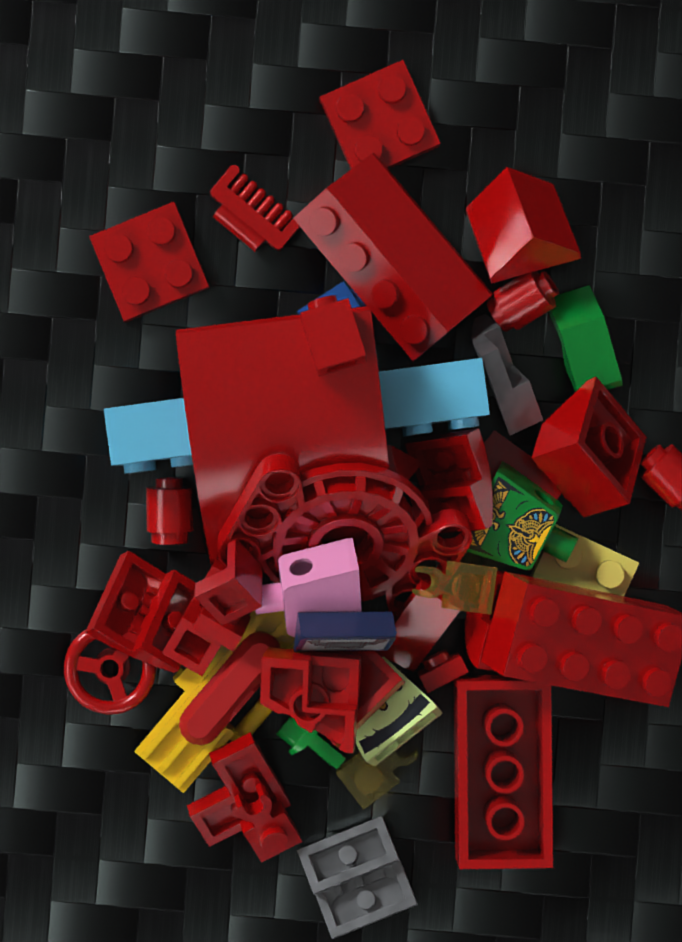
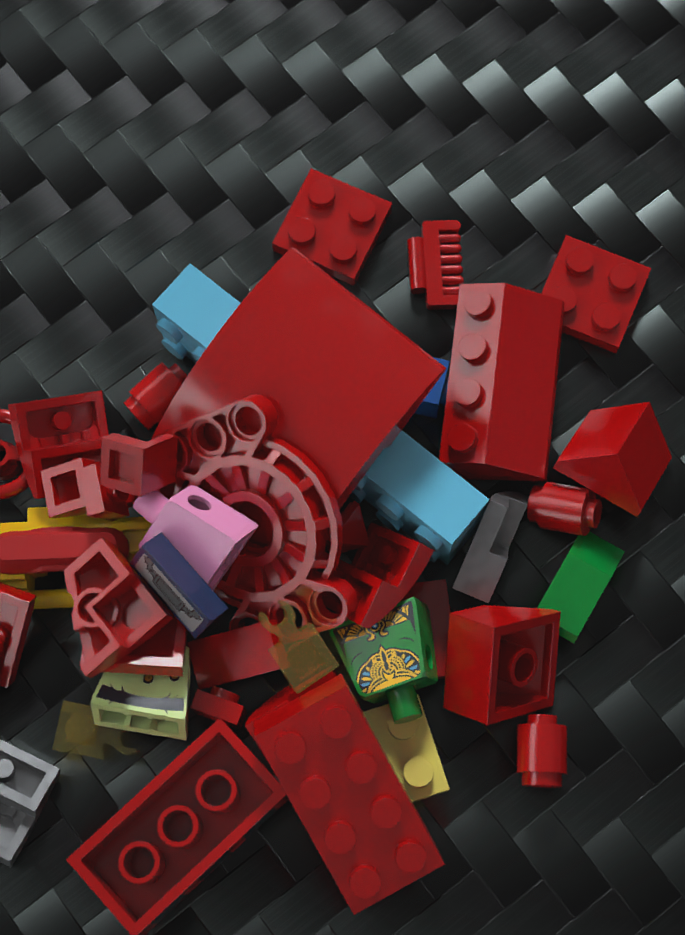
camera: 45 degrees right, 15 degrees down
(300, 738) = (68, 643): green piece -> none
(332, 335) = (395, 350): red brick -> none

